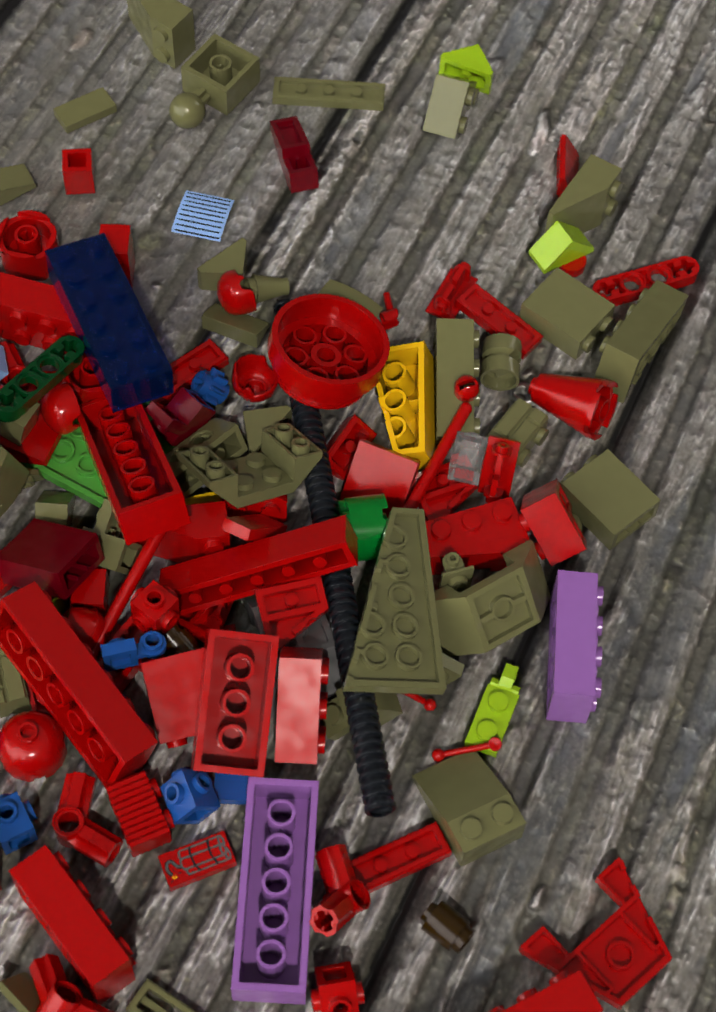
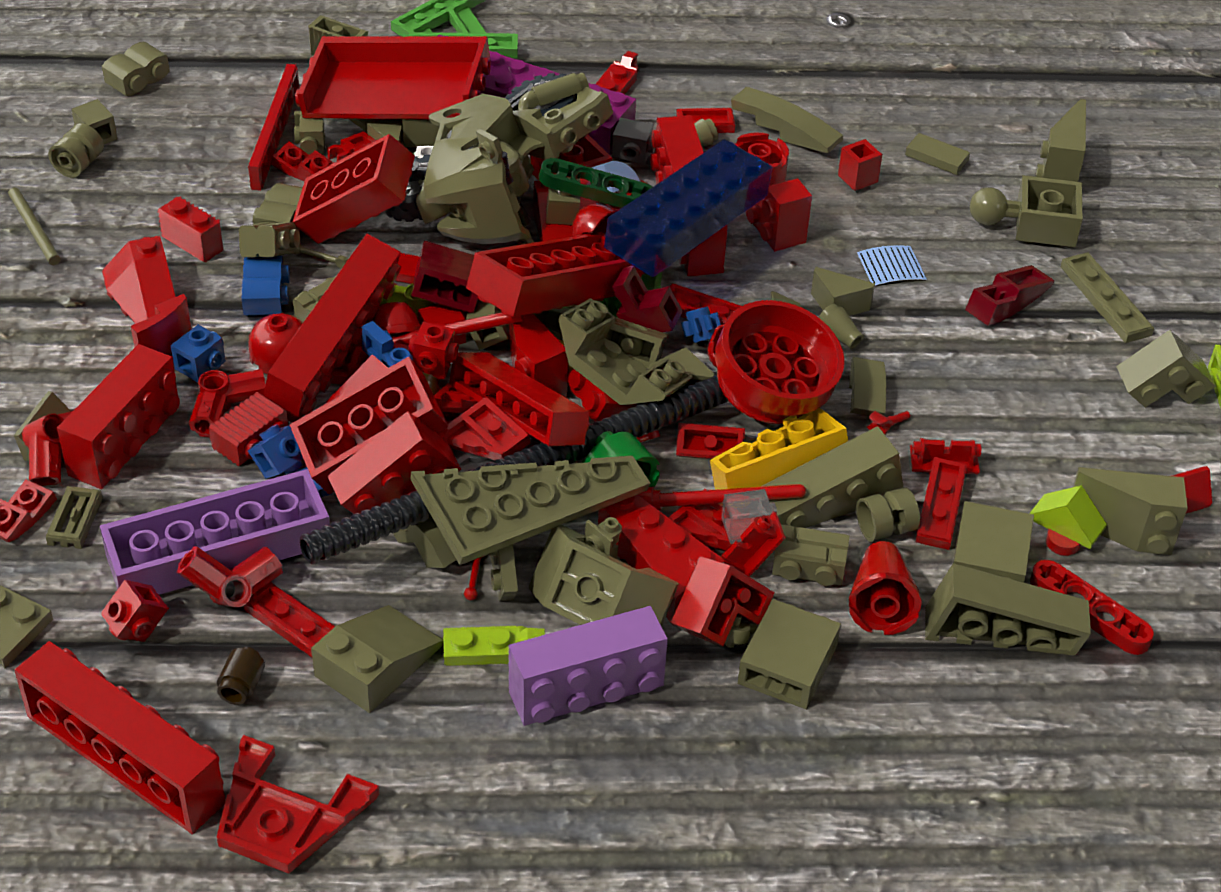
camera: 65 degrees right, 15 degrees down
(197, 860) = (217, 477): tile -> none
(233, 297) = (811, 294): red hair -> none
(253, 526) = (553, 376): red tile -> none
(380, 471) = (686, 462): tile -> none
(468, 393) = (815, 482): red hinge -> none
(494, 744) = (447, 646): red hinge -> none

